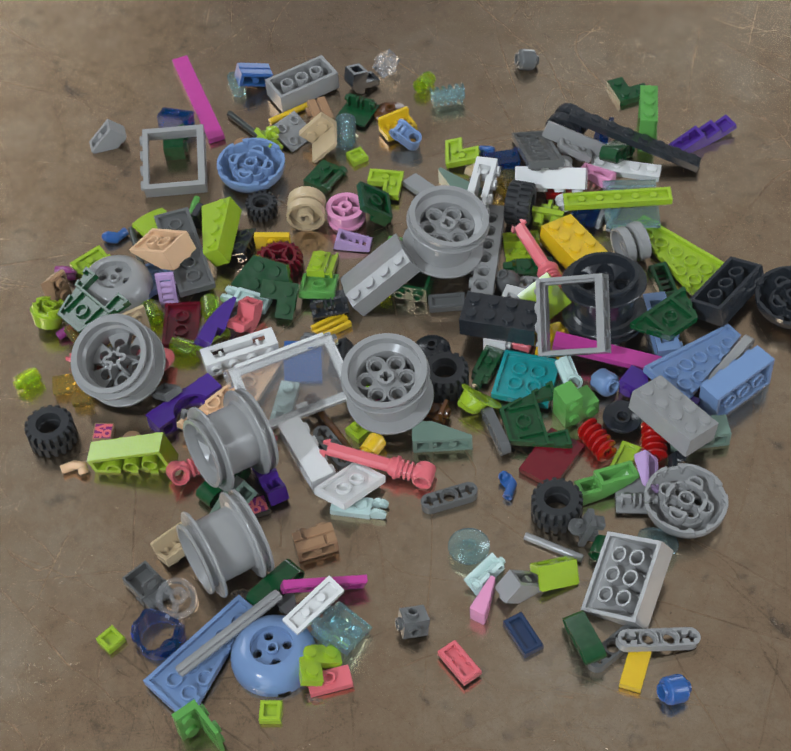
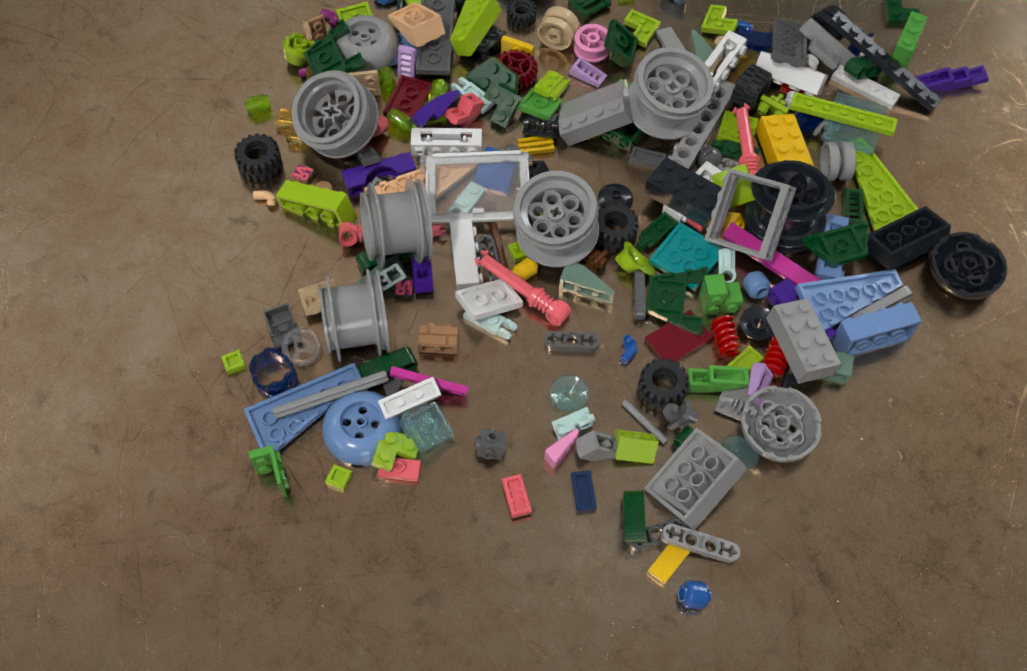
camera: 15 degrees right, 10 degrees up
(598, 174) = (837, 83): bright pink slope -> none

